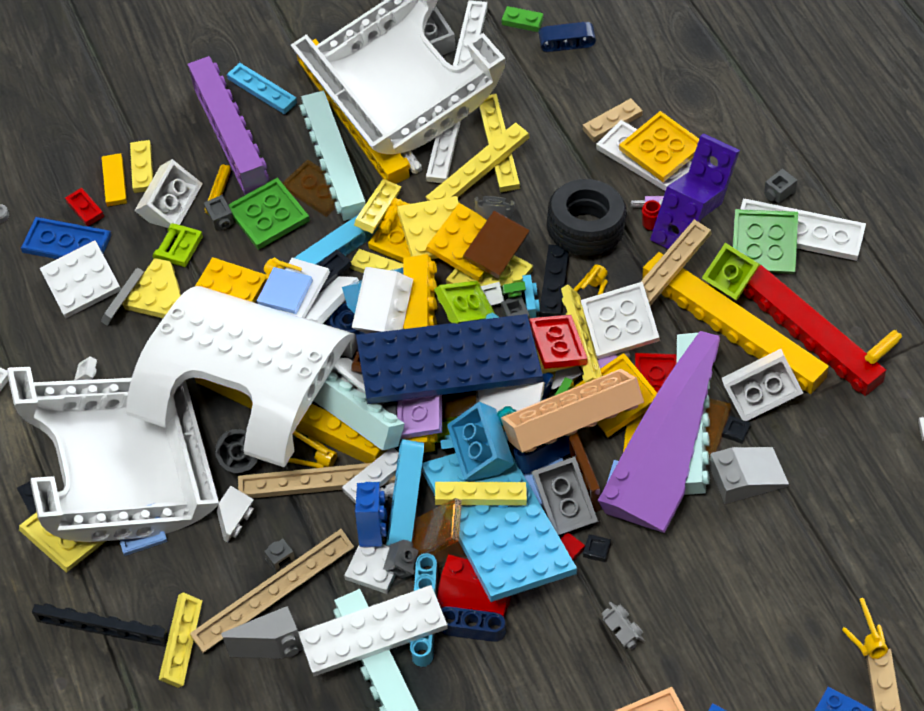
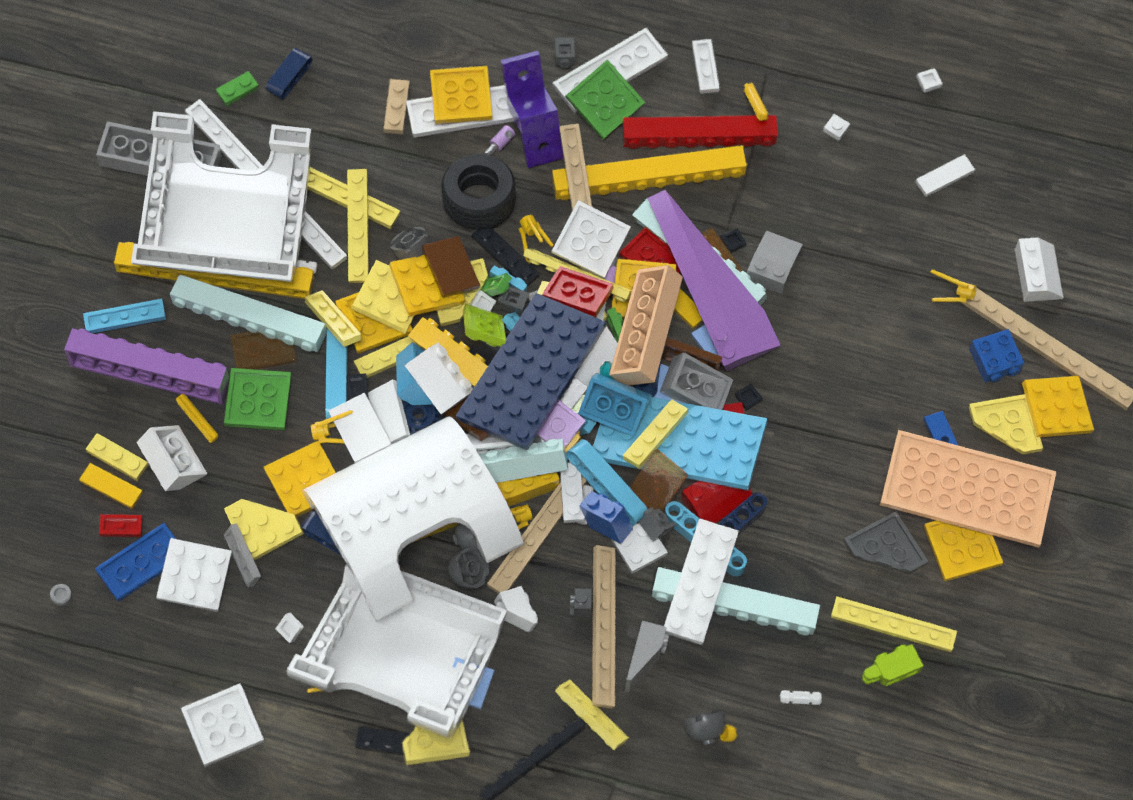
camera: 60 degrees left, 10 degrees up
(183, 246) = (232, 479): lime plate -> none
(219, 213) = (227, 431): dark grey bracket -> none
(284, 290) = (357, 436): light blue tile -> none
(618, 618) = (830, 427): light grey hinge -> none
(649, 213) = (514, 149): red brick -> none
(730, 271) = (616, 140): lime slope -> none
(762, 385) = (720, 196): white slope -> none
(879, 290) = (705, 66): none -> white plate

